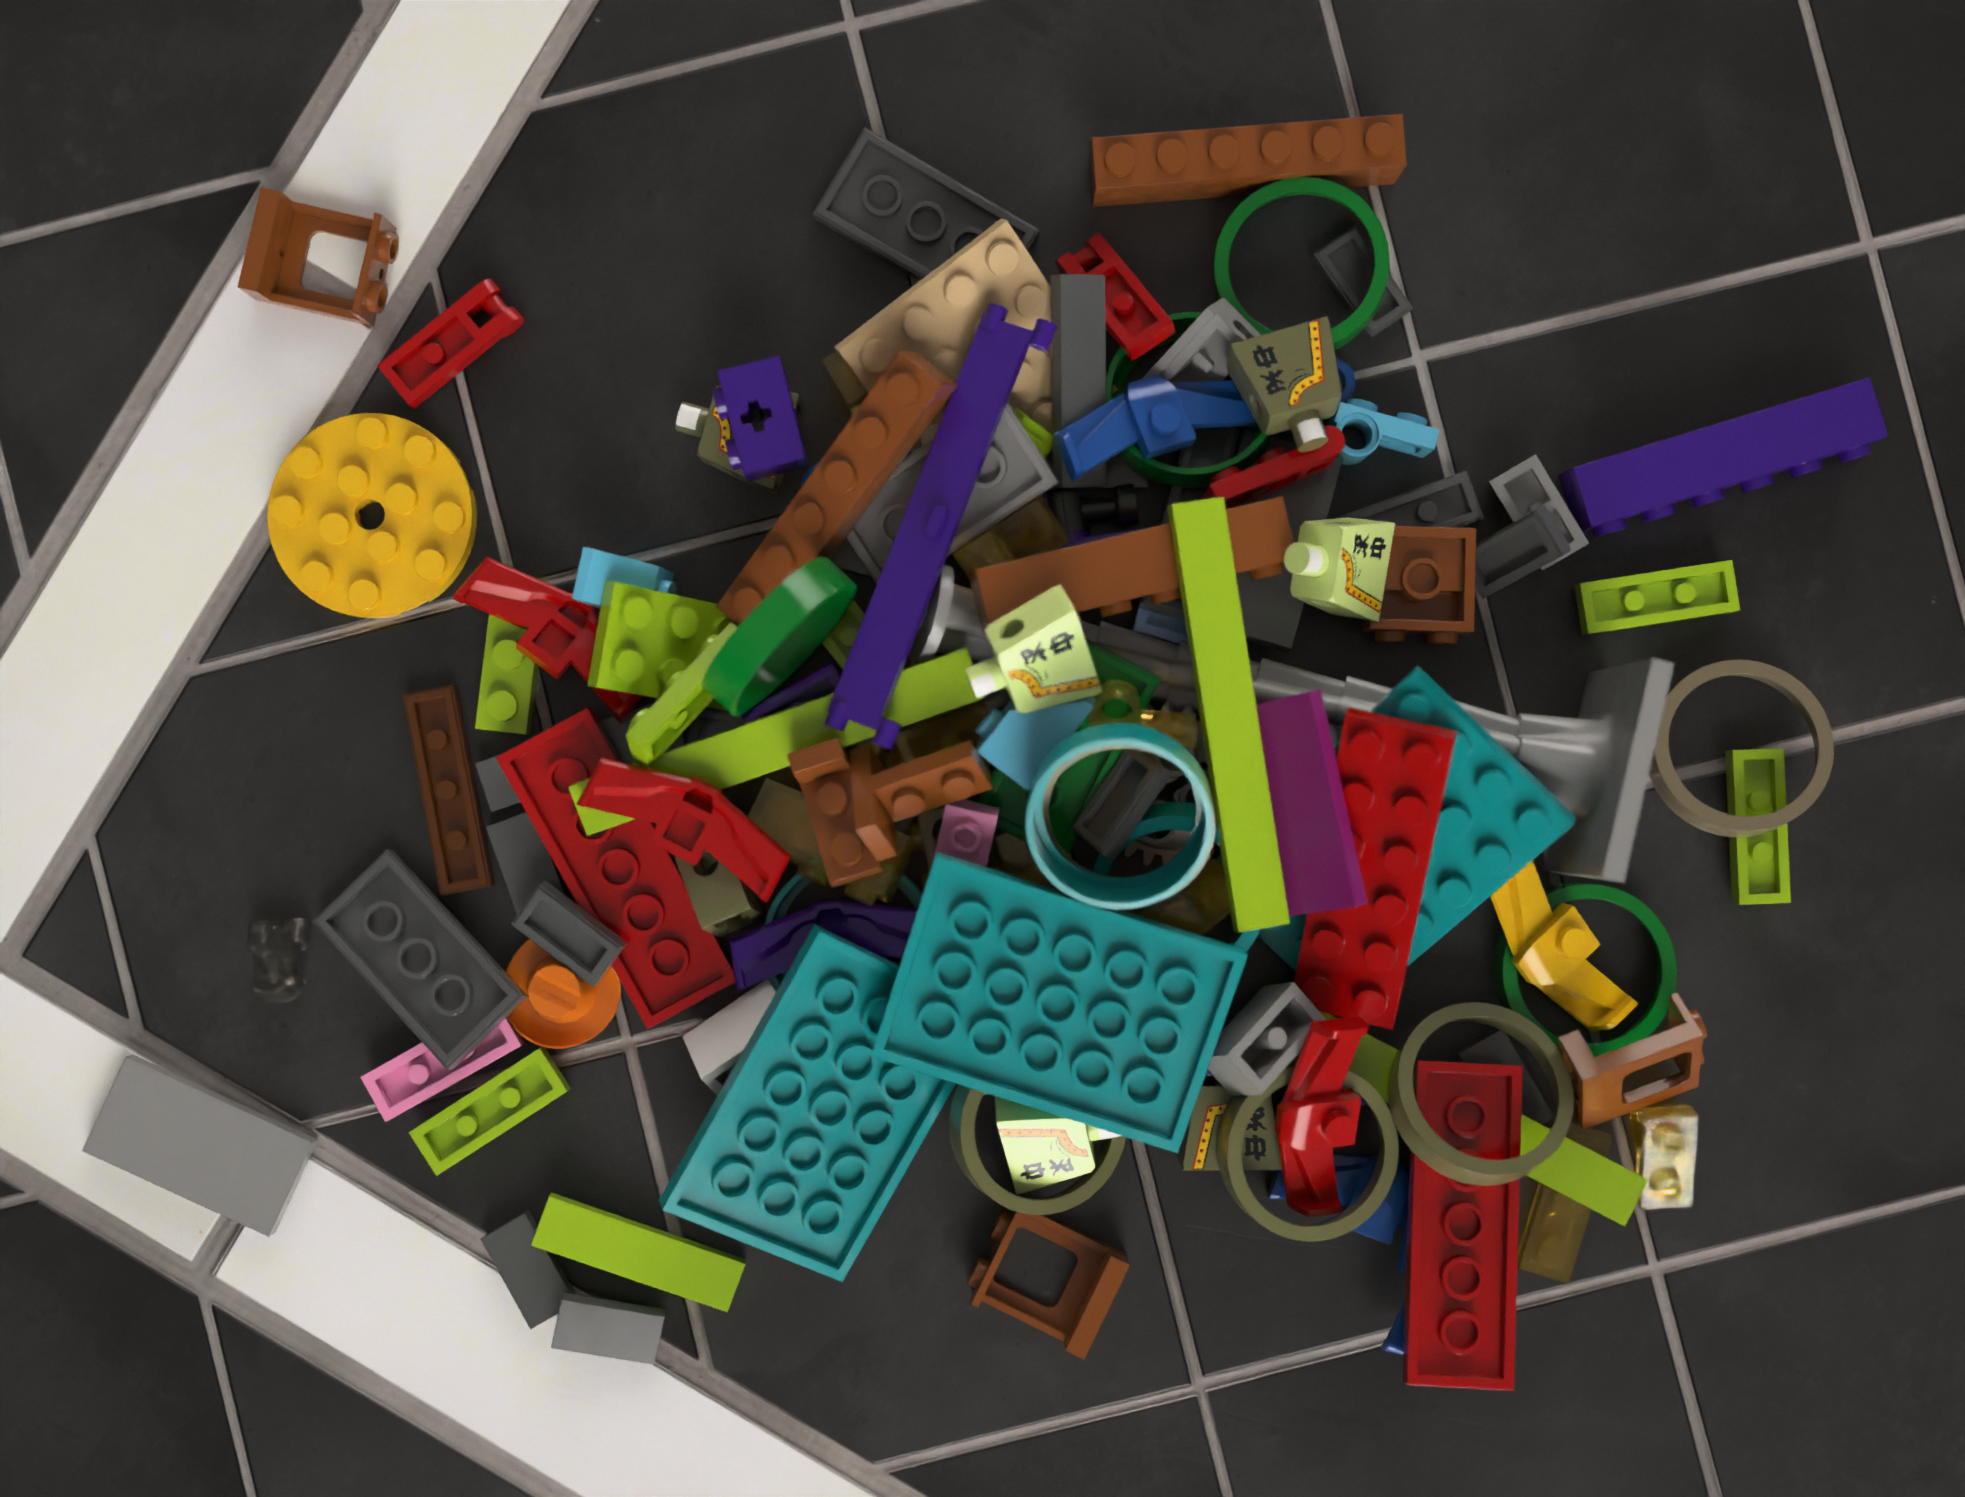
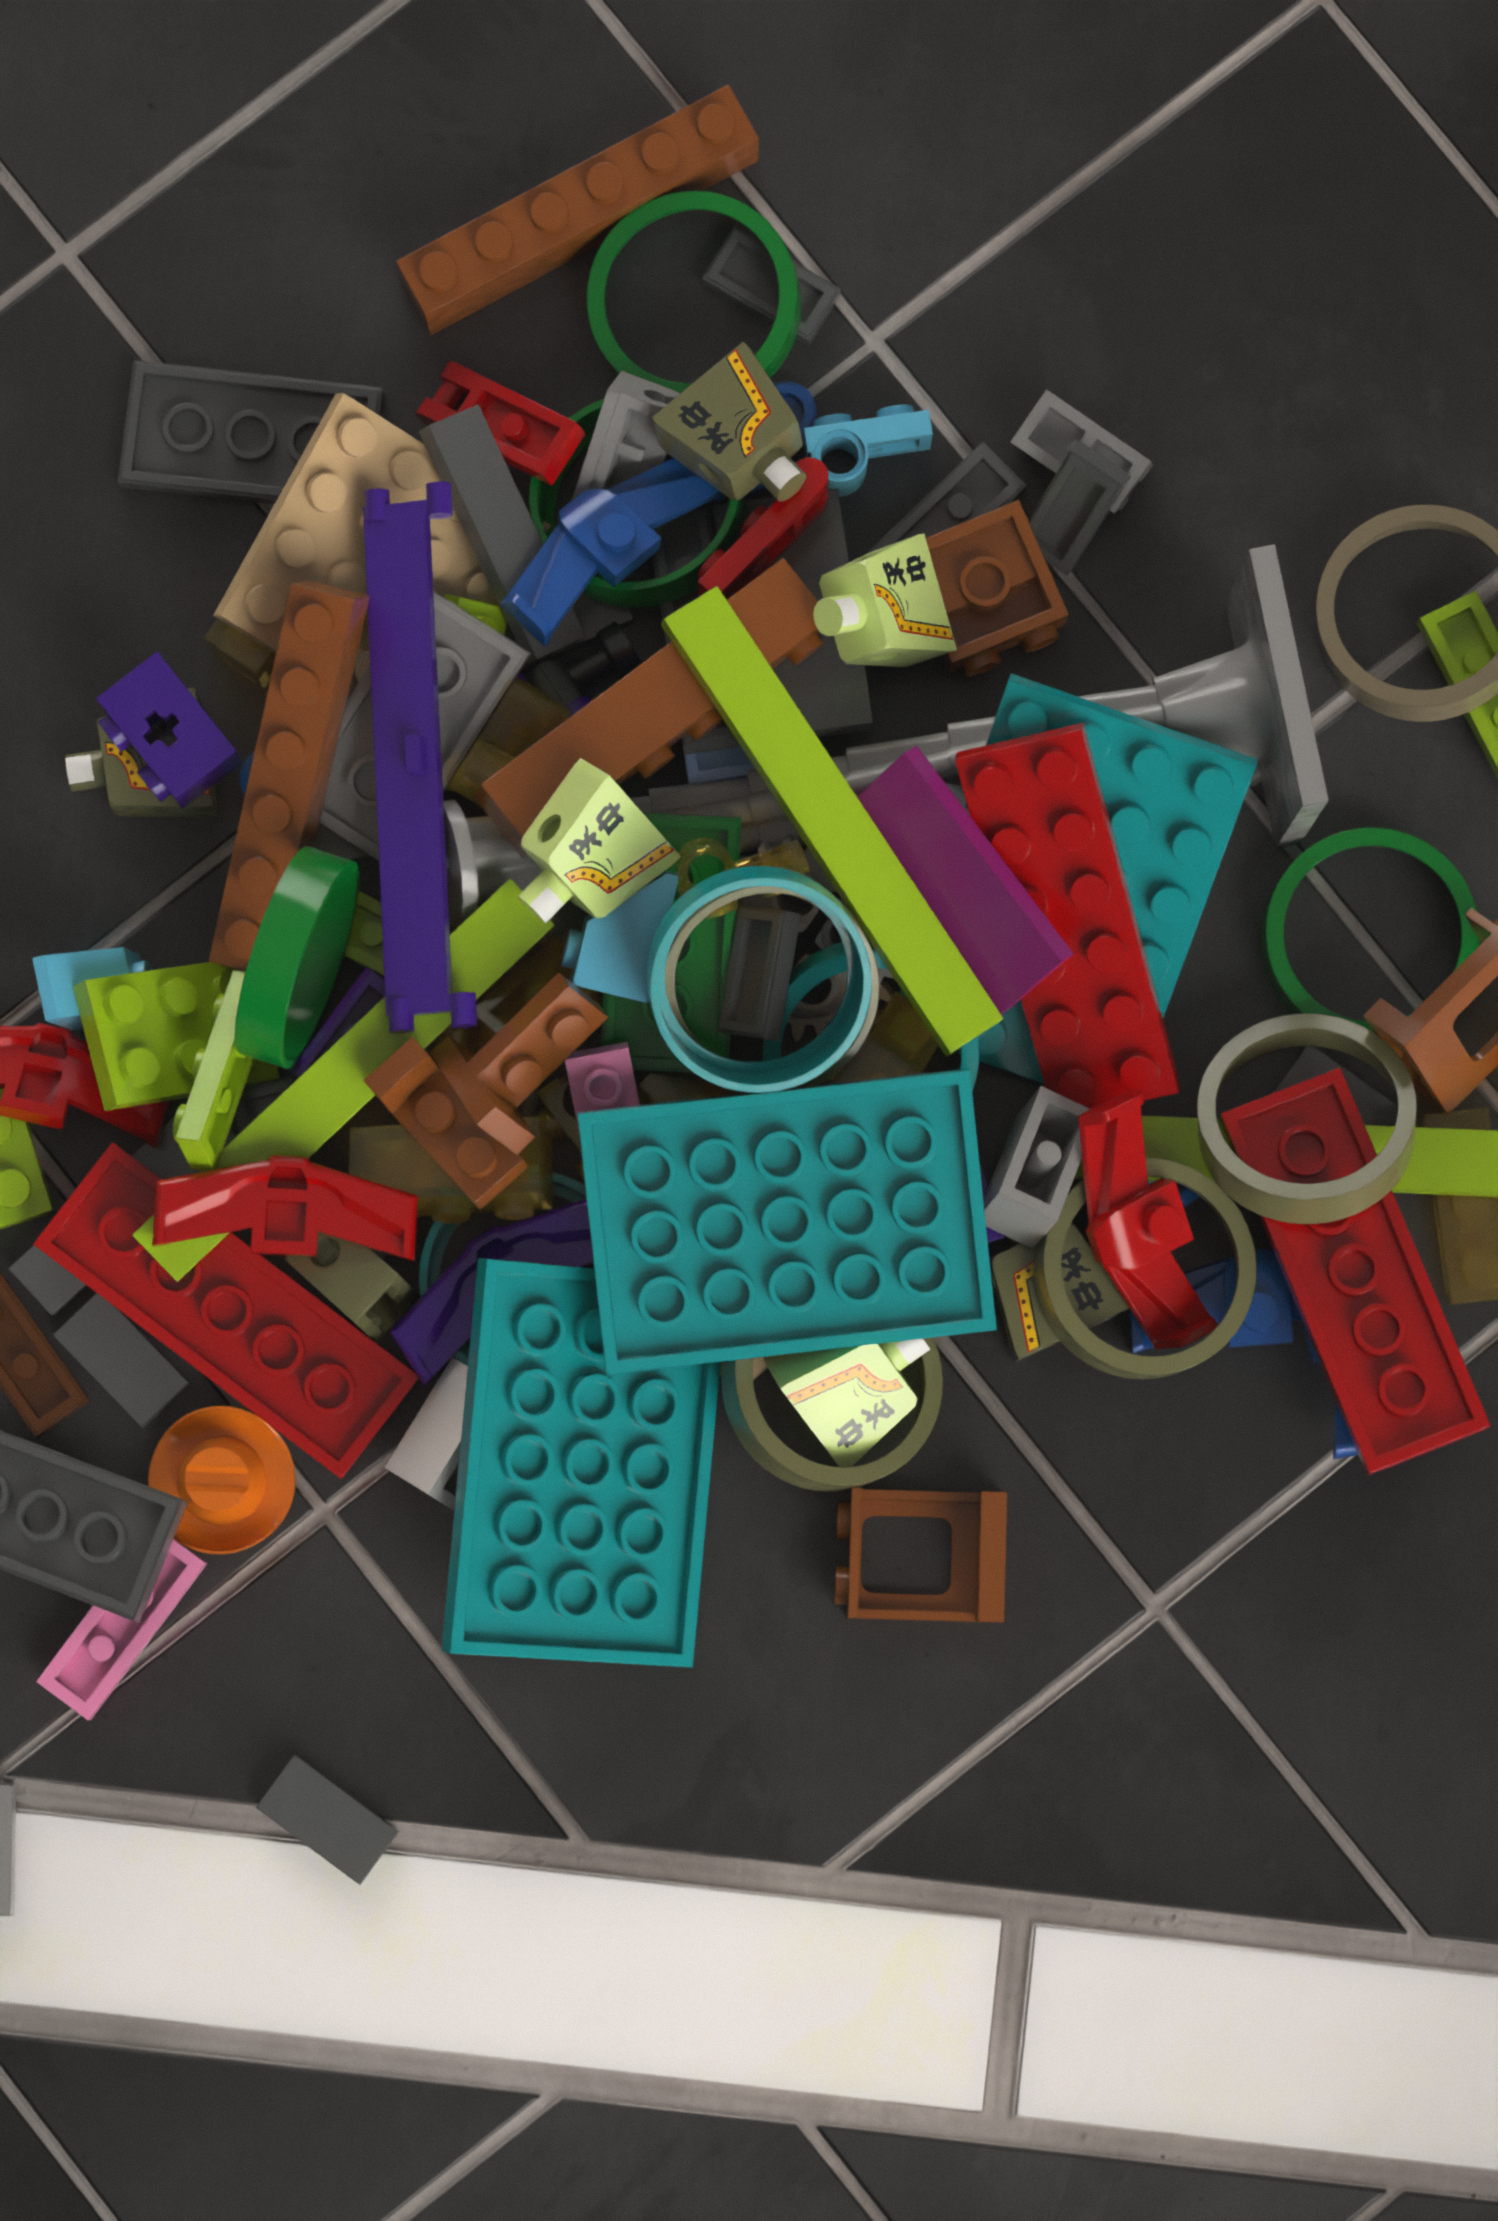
camera: 25 degrees left, 5 degrees down
(490, 1110) = (201, 1655): lime plate -> none
(569, 933) = (204, 1407): dark grey tile -> none
(608, 1328) = (448, 1842): tile -> none
(638, 1252) = (445, 1739): lime tile -> none
(1553, 951) = (1320, 926): yellow plate -> none
(1657, 597) = (1259, 487): lime plate -> none
(1723, 456) = (1259, 300): dark purple brick -> none

